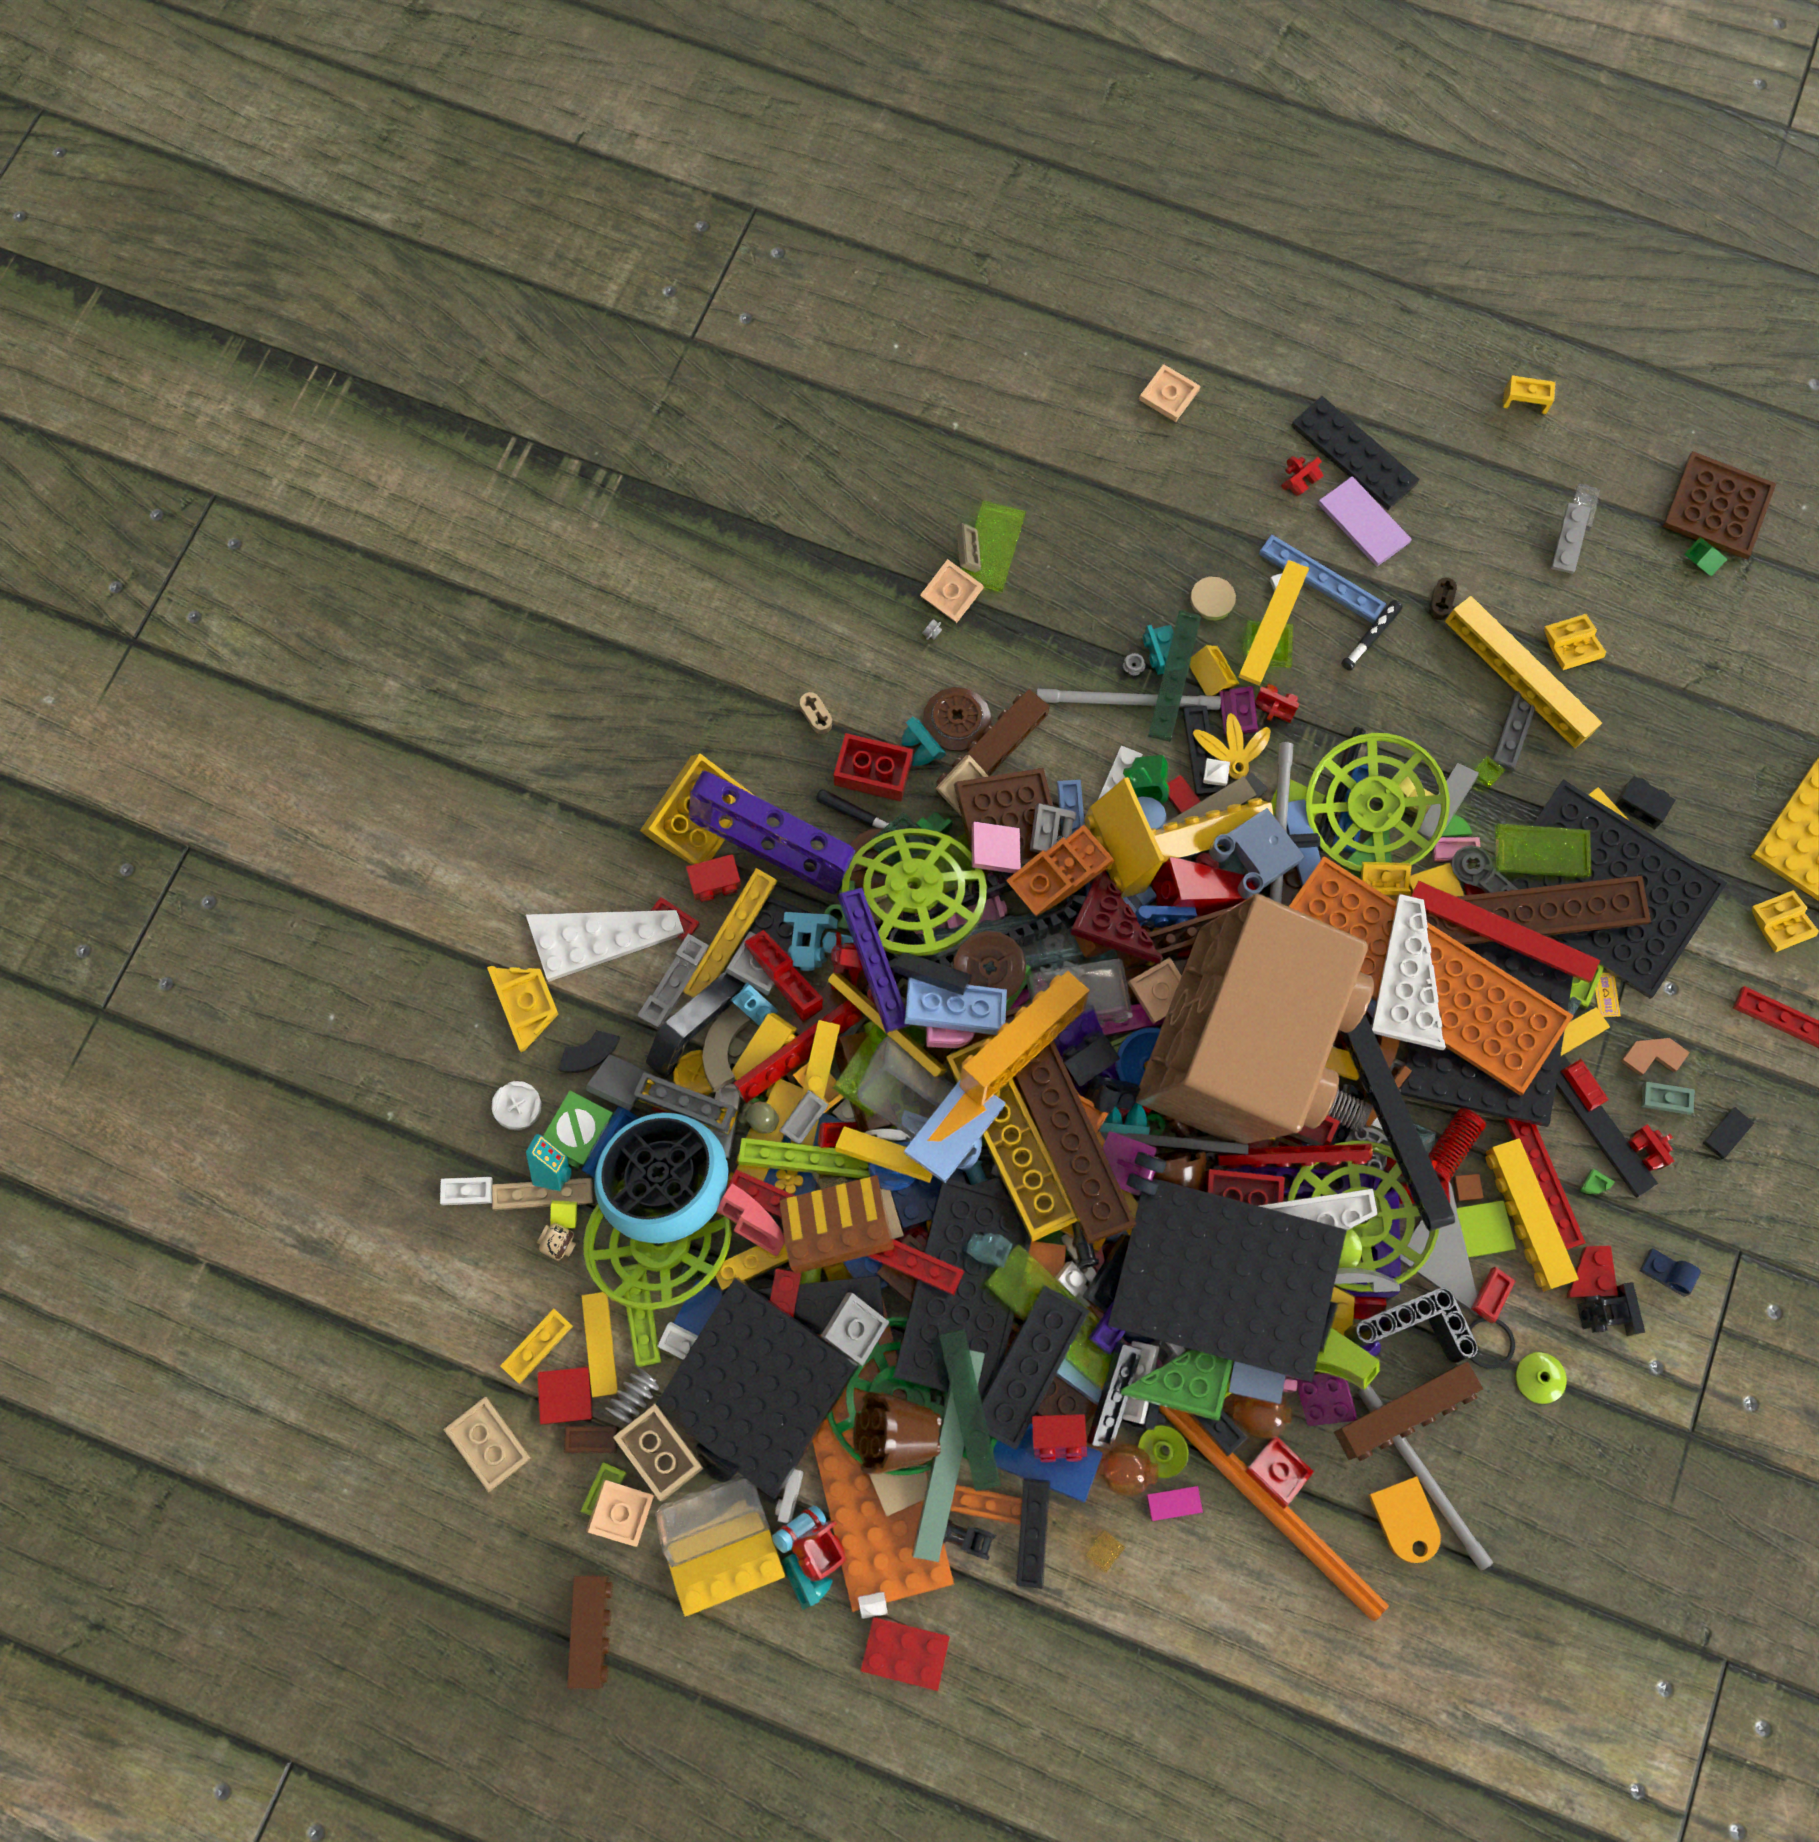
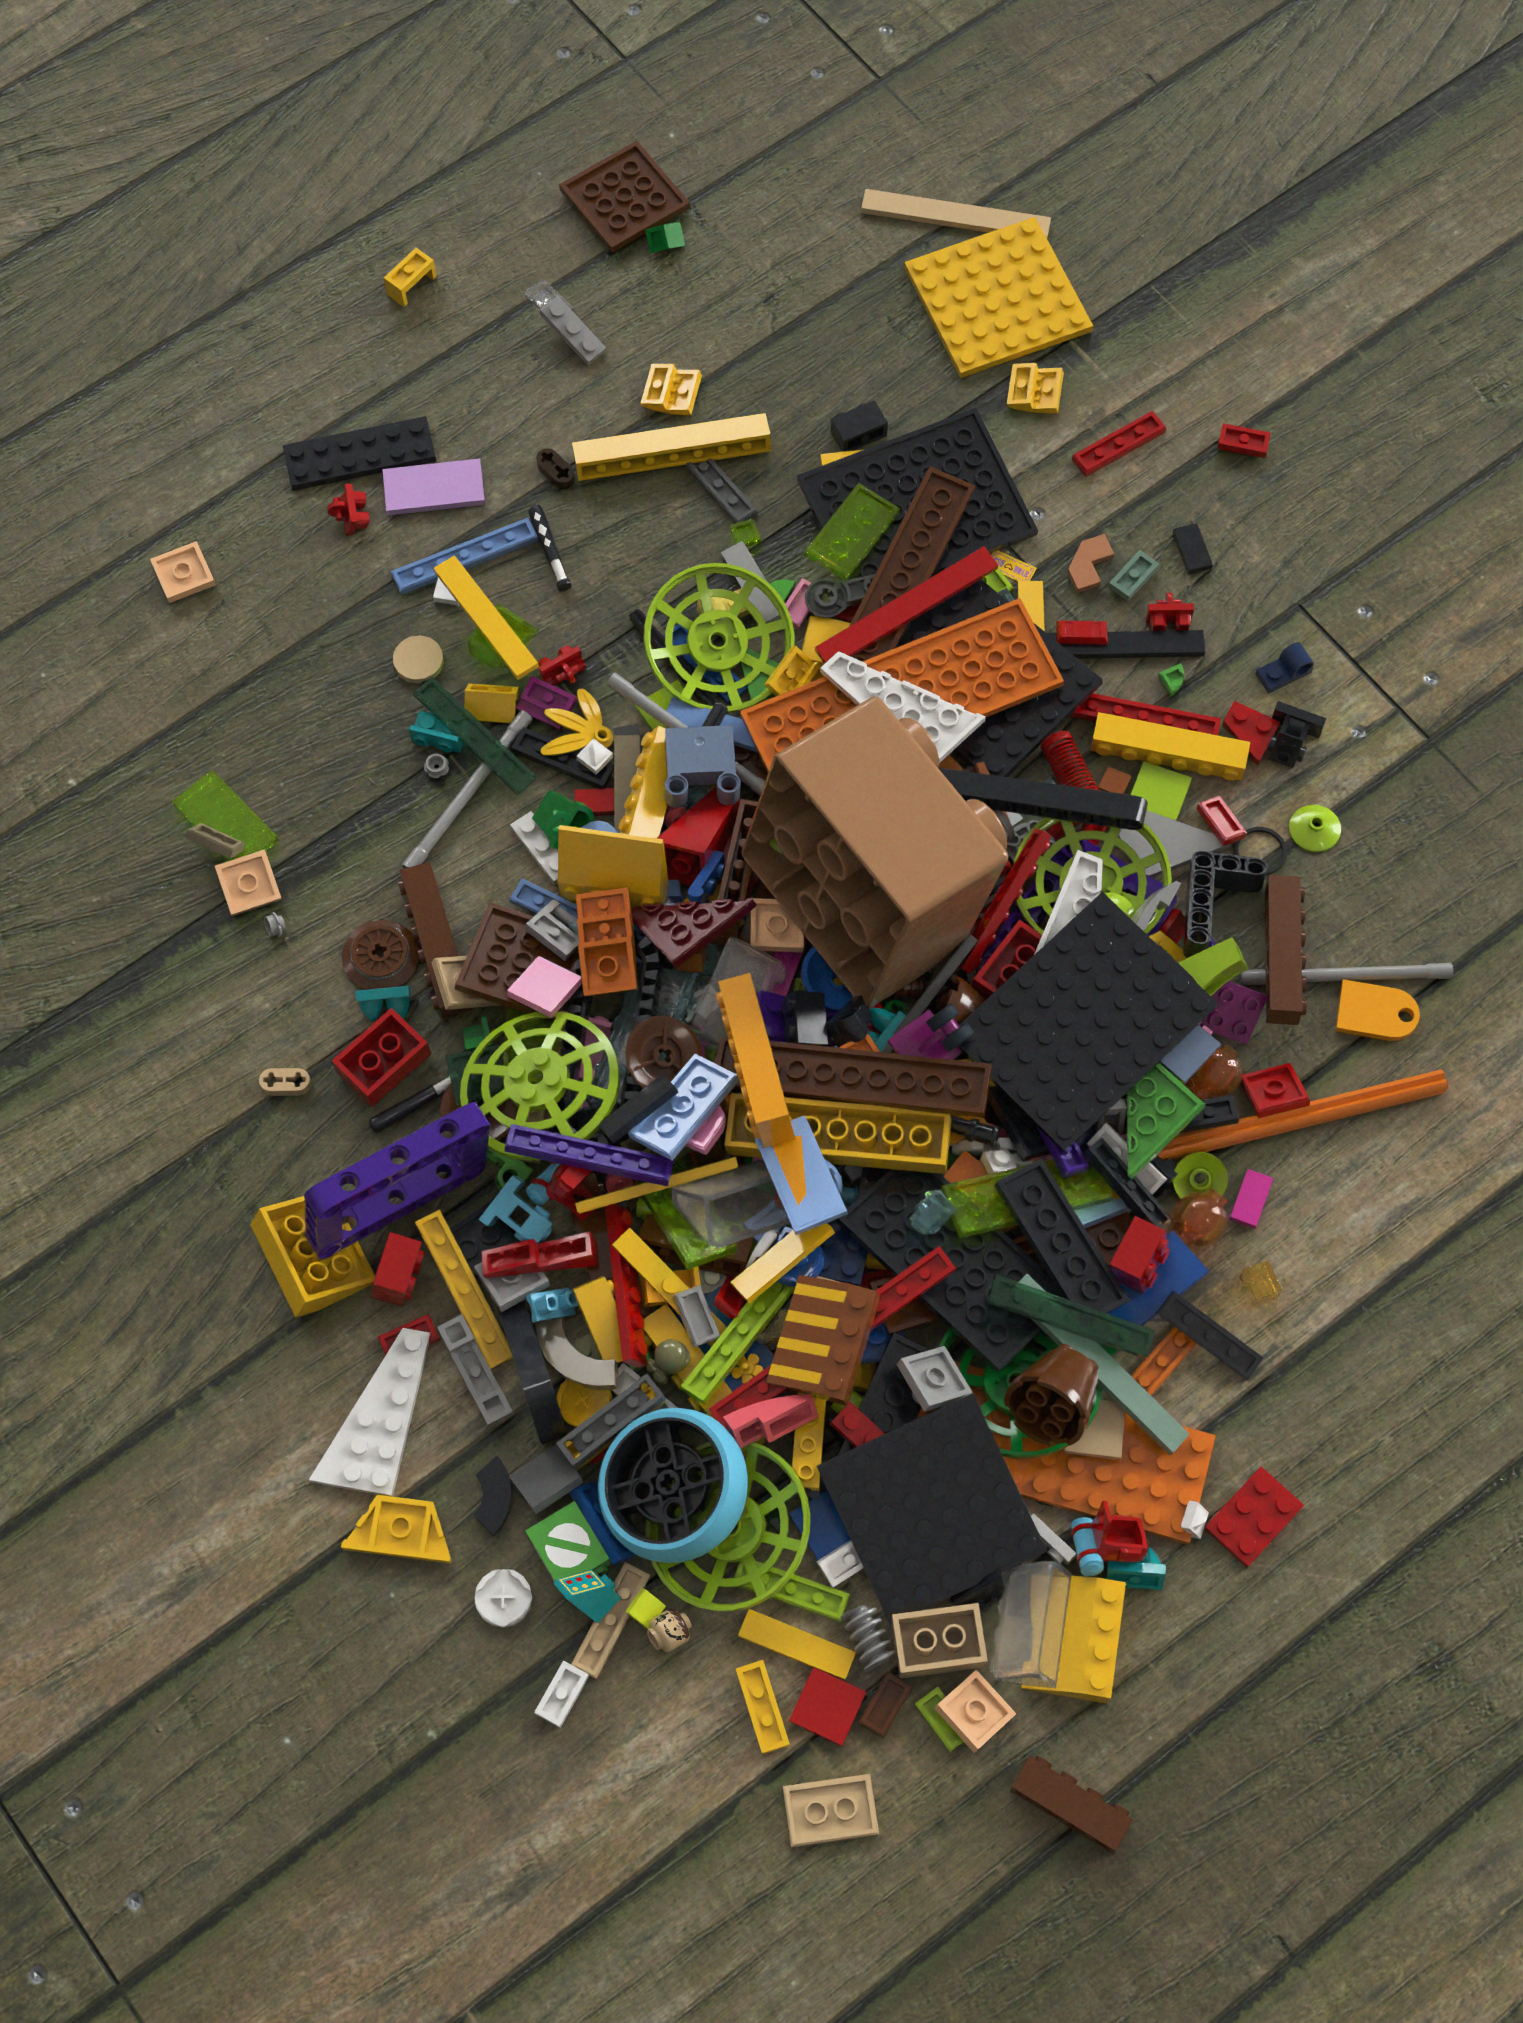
camera: 55 degrees left, 5 degrees down
(971, 1539) = (1186, 1395): black connector -> none

